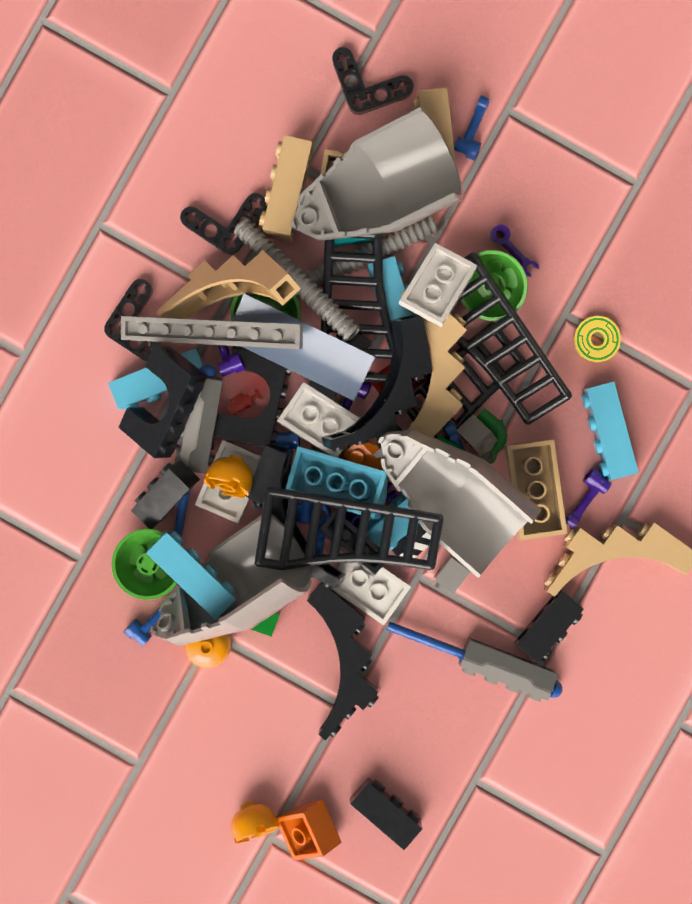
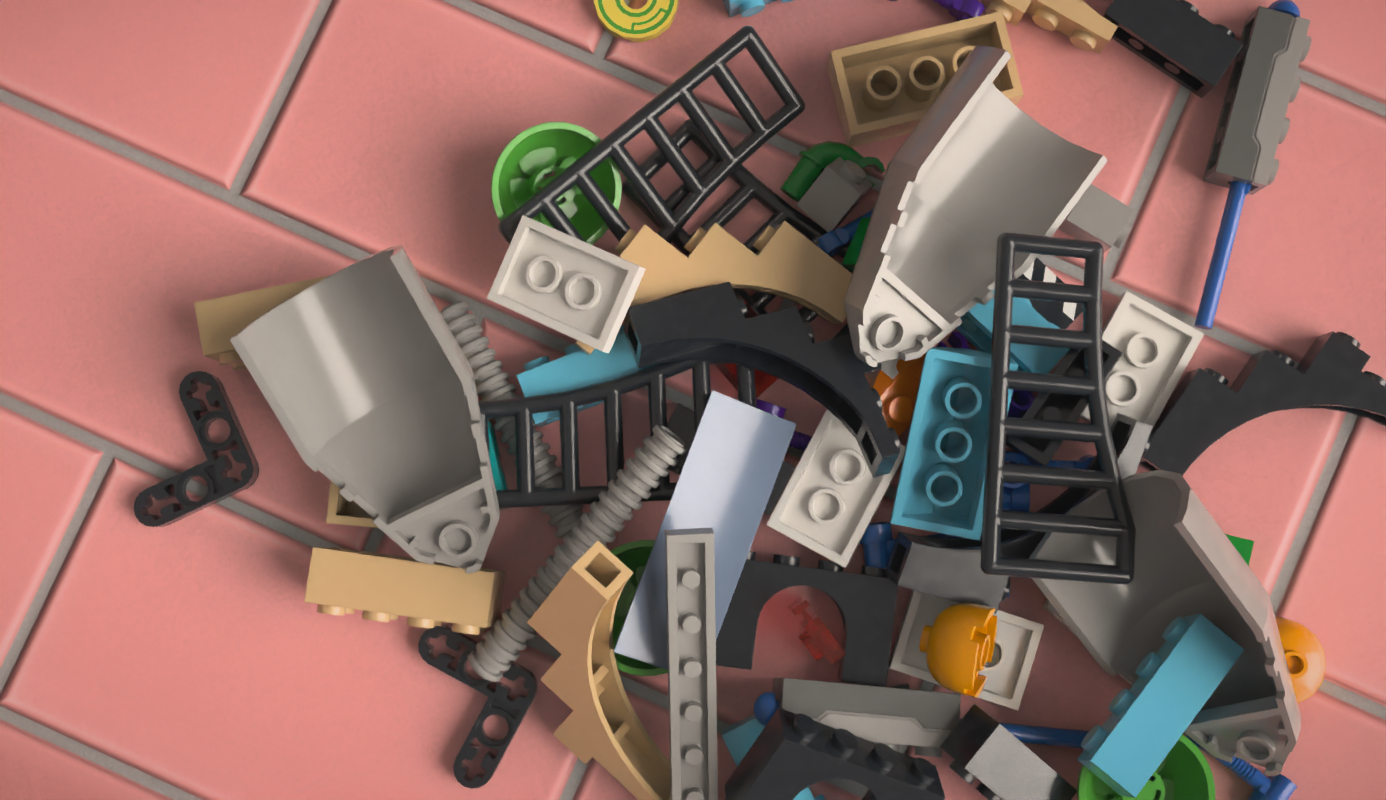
camera: 90 degrees left, 5 degrees down
(230, 363) = (746, 666): dark purple brick -> none
(467, 144) = (299, 262): blue brick -> none
(509, 246) = (470, 179): dark purple brick -> none

